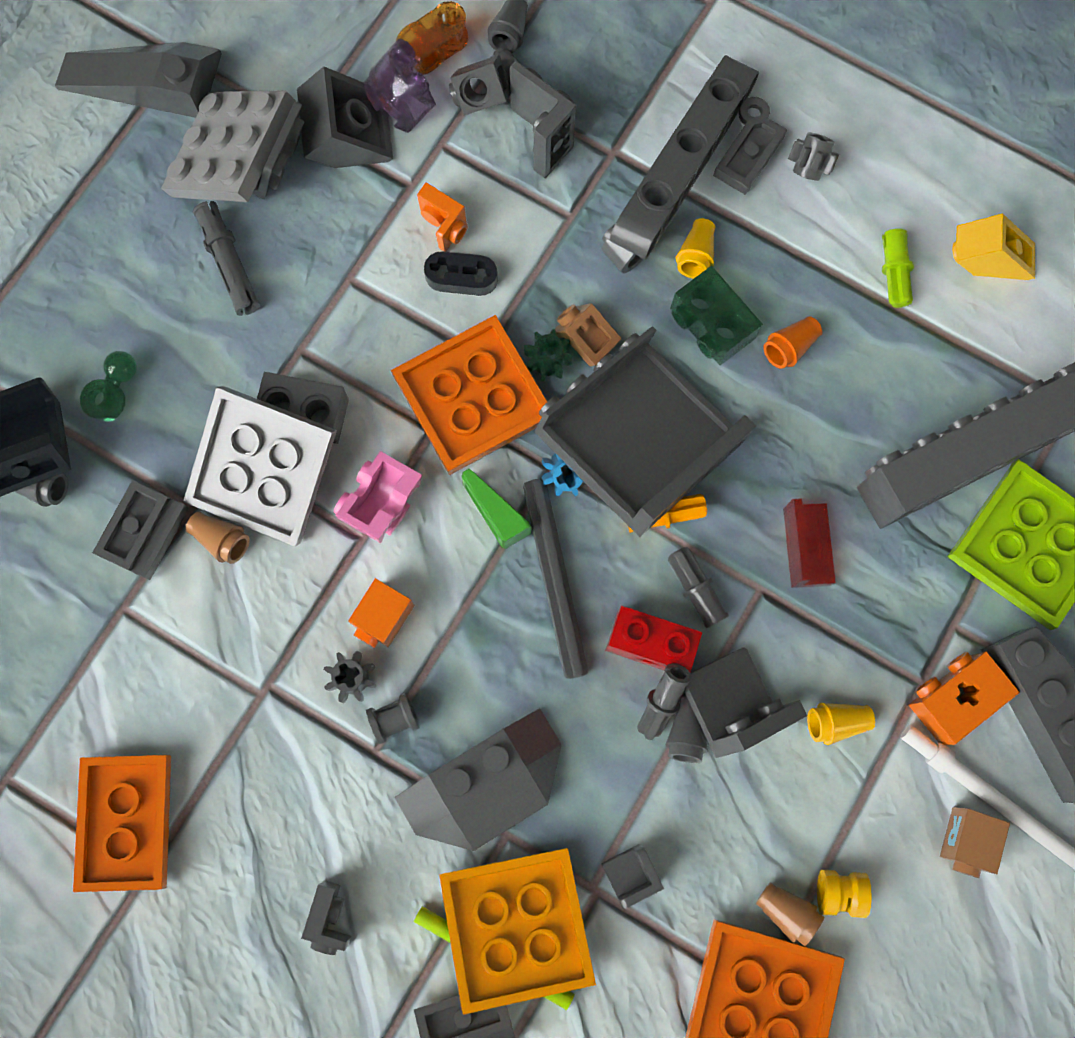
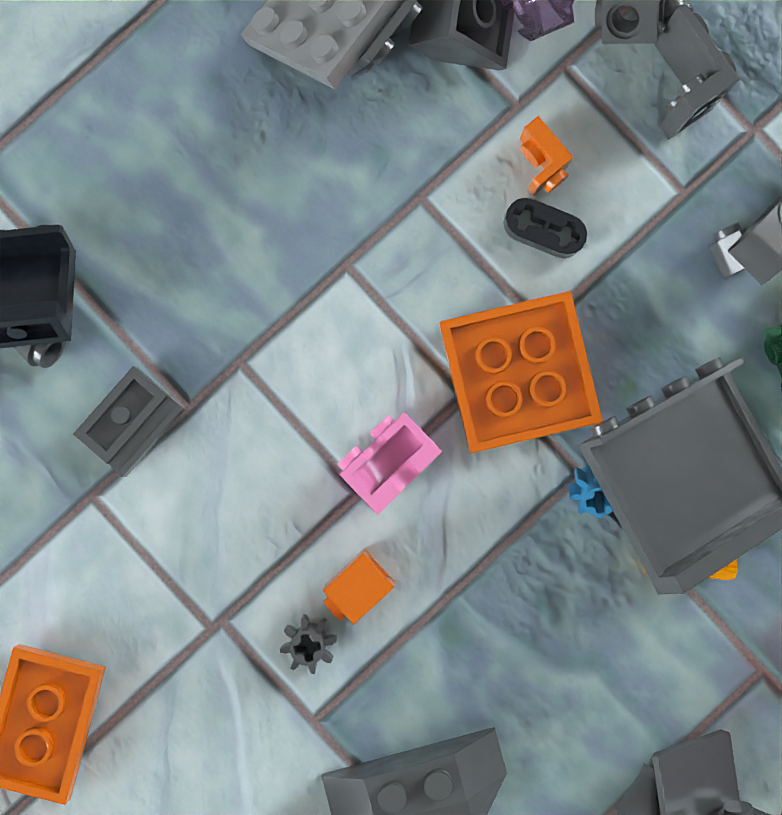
camera: 20 degrees right, 10 degrees up
(119, 368) = (147, 233): clear green plate -> none
(220, 244) = (290, 119): dark grey pin -> none
(221, 539) = (209, 453): medium nougat cone -> none
(259, 465) = (272, 391): plate -> none
(306, 398) = (336, 327): dark grey brick -> none
(392, 718) = (340, 699): dark grey bush -> none
(503, 520) = (512, 520): bright green slope -> none
(552, 345) = (615, 340): clear green gear -> none
(555, 579) = (550, 599): dark grey axle -> none
(587, 332) = (664, 337): medium nougat bracket -> none
(652, 640) = (636, 702): red brick -> none
(664, 700) = (630, 769): dark grey axle -> none
(697, 586) = (698, 654): dark grey axle -> none

